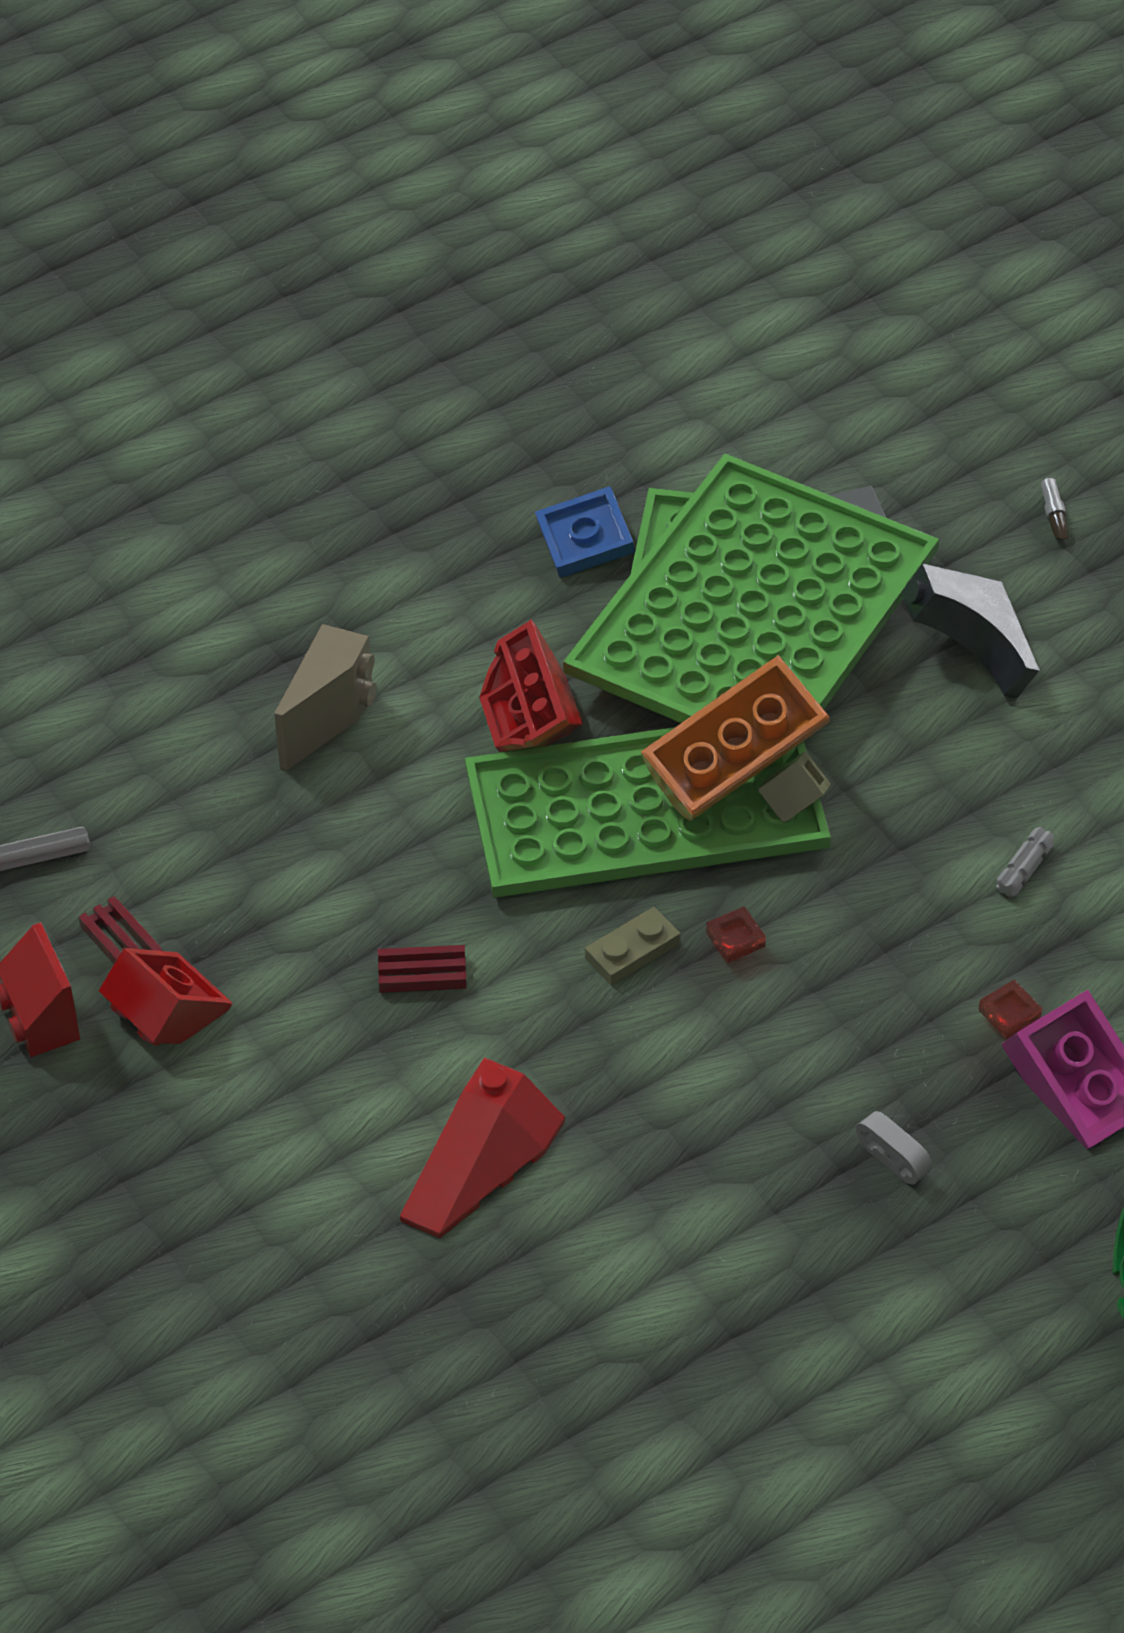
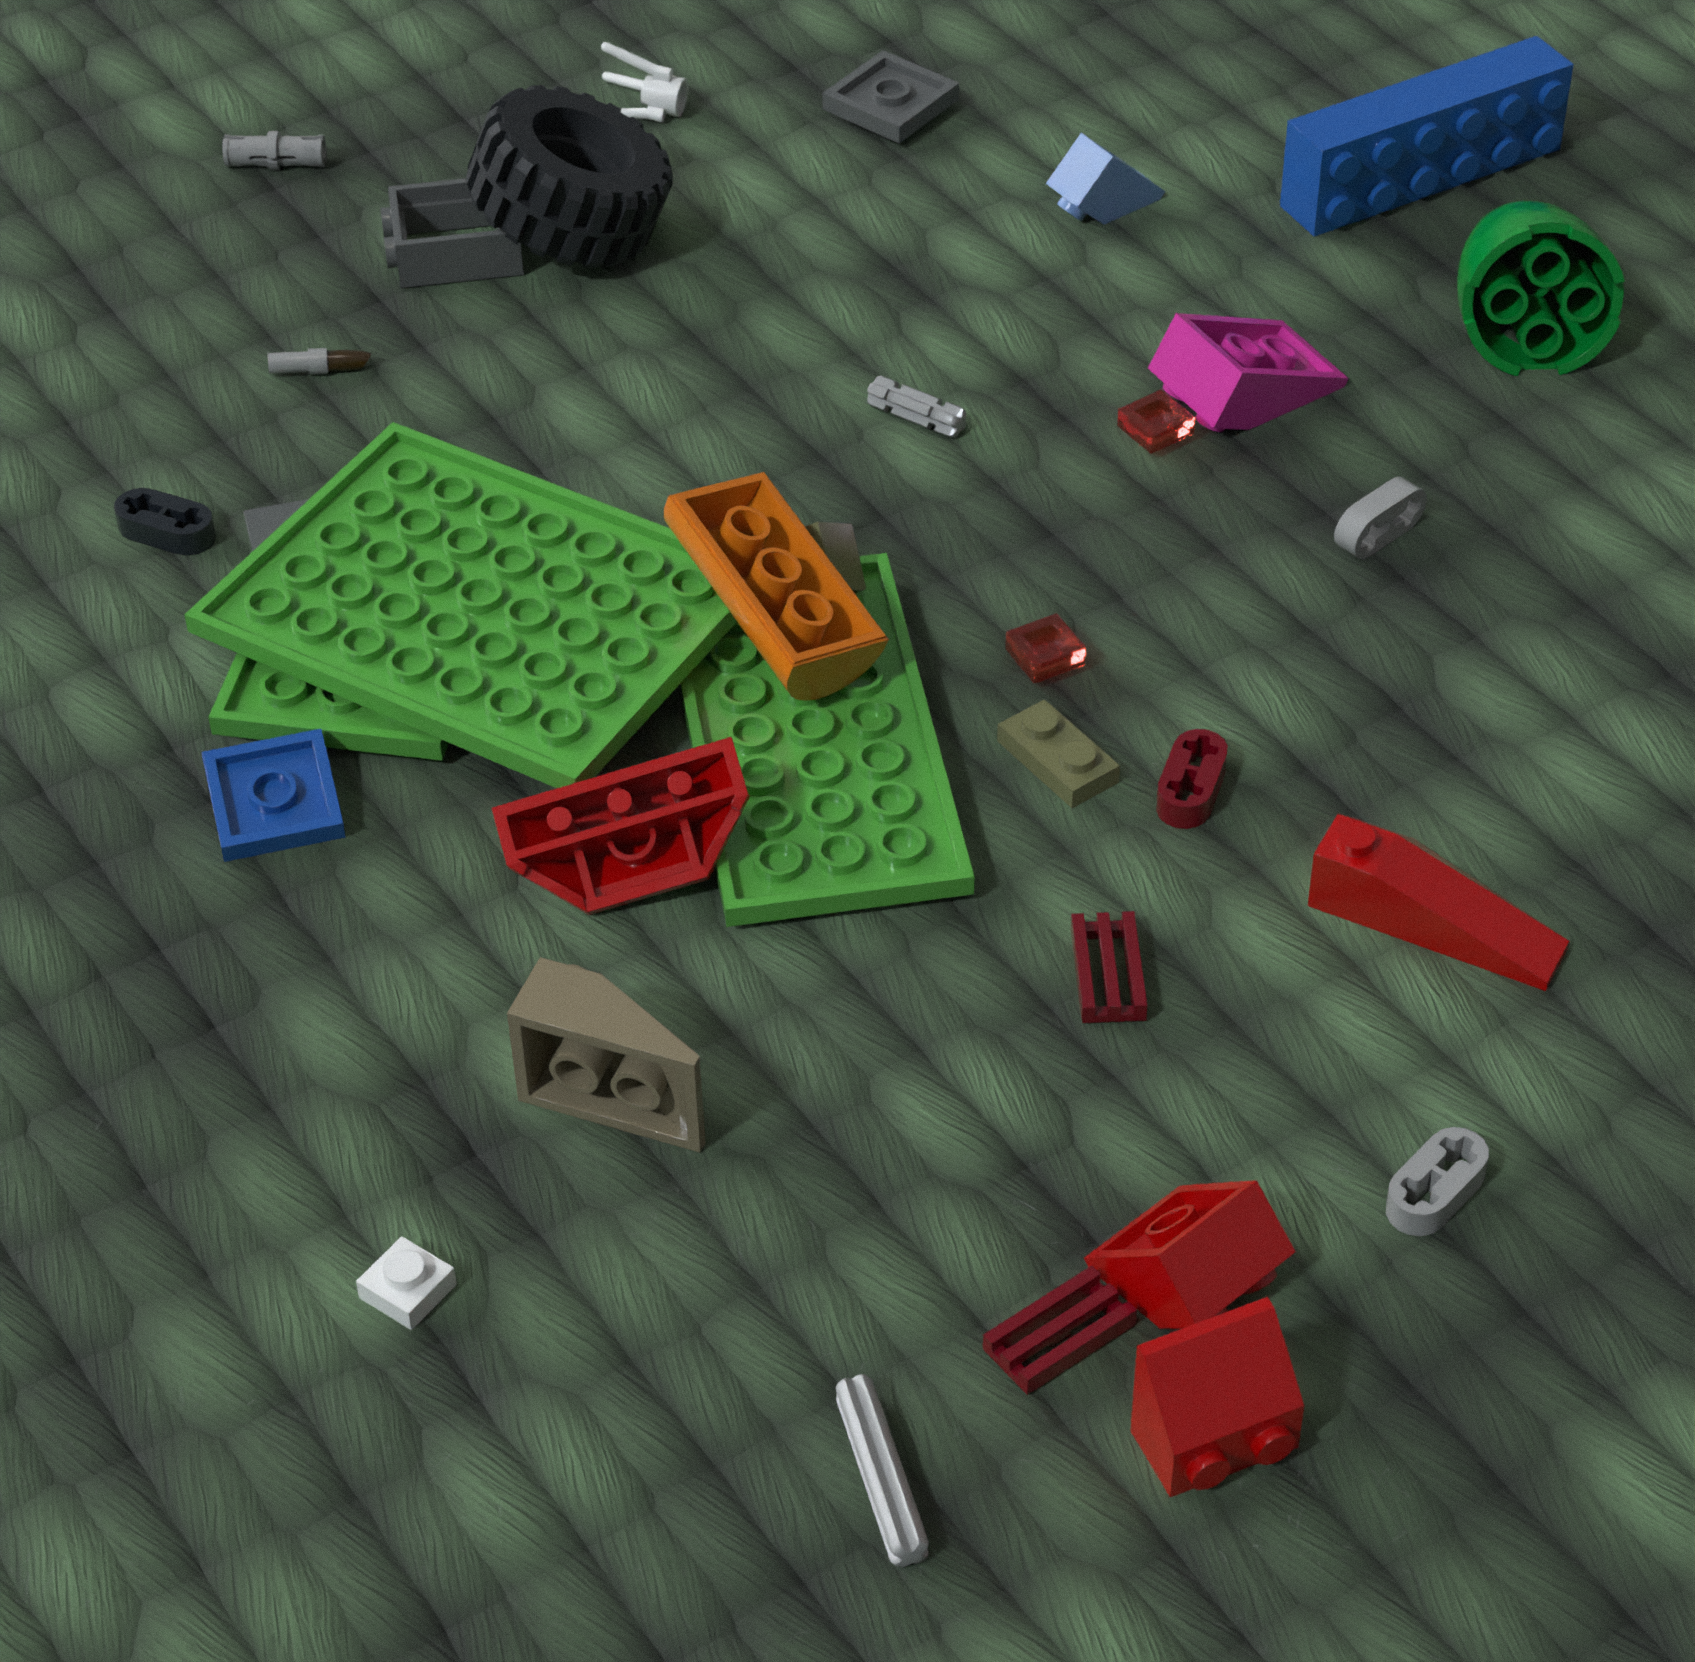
camera: 90 degrees left, 5 degrees down
(181, 635) = (406, 1283): none -> white plate
(228, 1130) = (1426, 1173): none -> light grey beam
(604, 1020) = (1181, 776): none -> dark red beam
(858, 447) = (165, 521): none -> black beam
(976, 616) = (532, 408): black arch -> none

